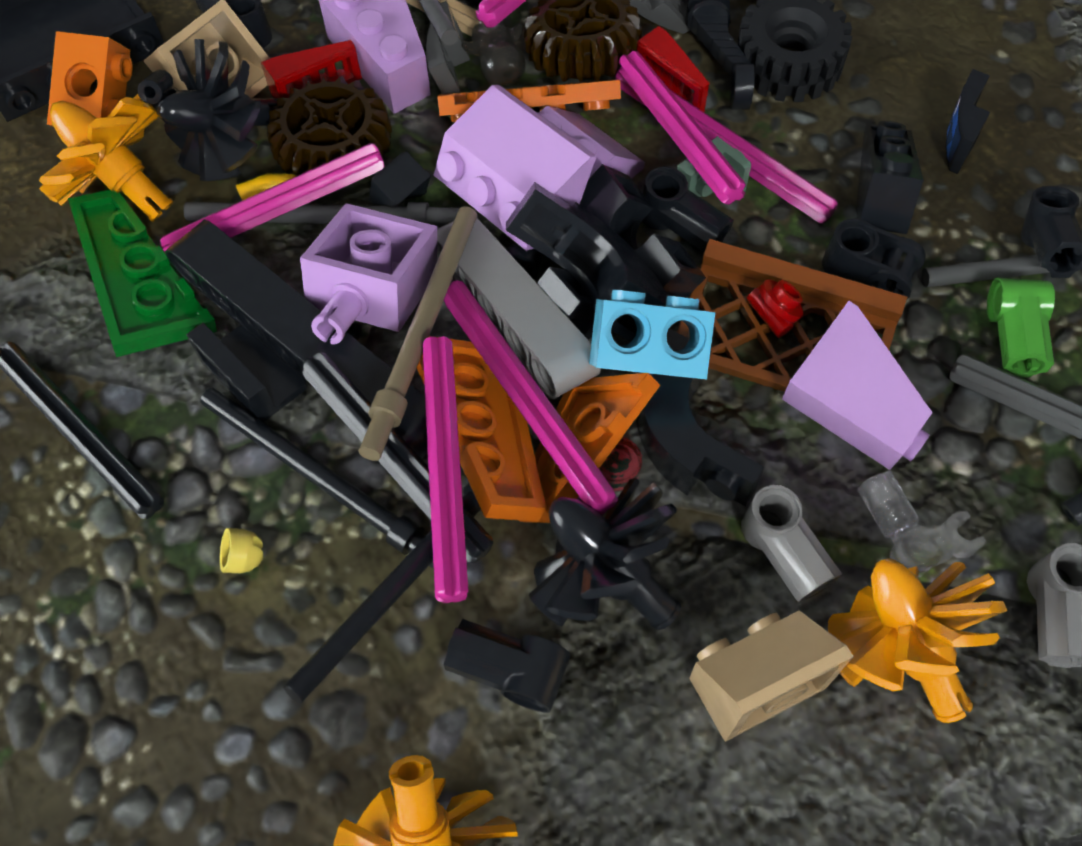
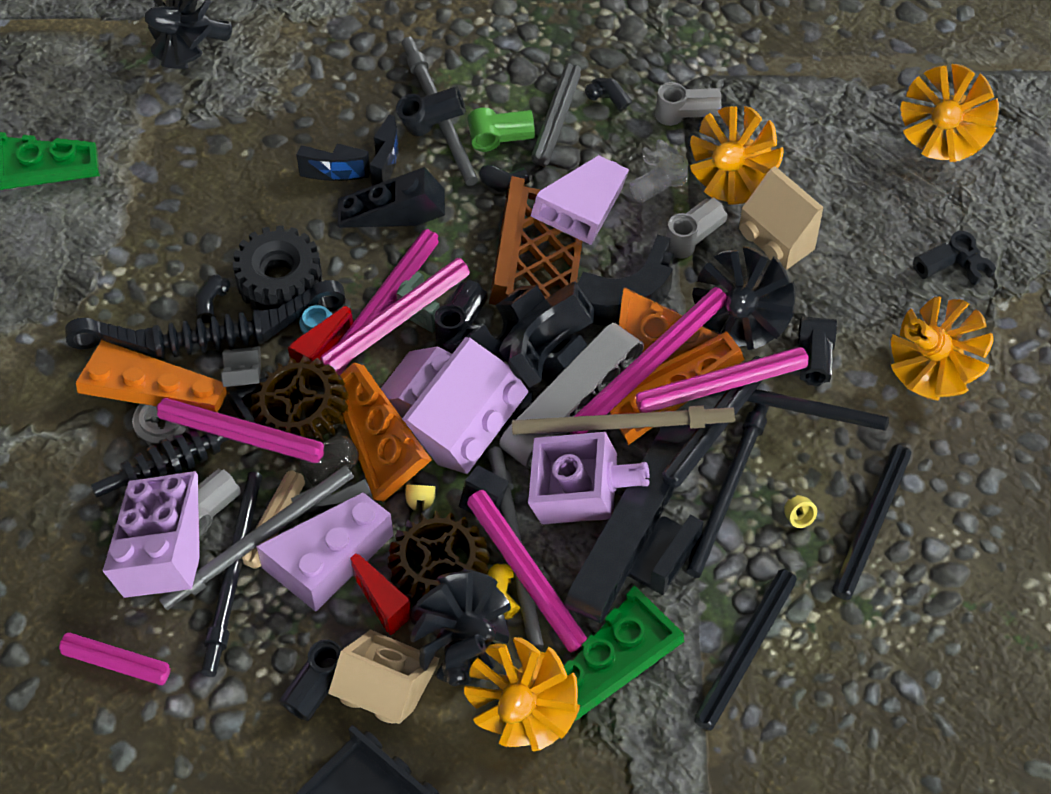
camera: 105 degrees left, 5 degrees down
(80, 62) = (446, 744): orange brick -> none
(189, 656) = (871, 522): none -> black axle
(428, 133) = (421, 493): none -> light yellow hinge
(649, 348) = (605, 284): medium azure brick -> none
(716, 73) = (312, 317): none -> medium azure plate
(777, 305) = (533, 244): red plate -> none
(872, 256) = (472, 207): black piece -> none
(919, 310) = (500, 179): none -> black arm
(994, 185) = (386, 151): none -> black slope

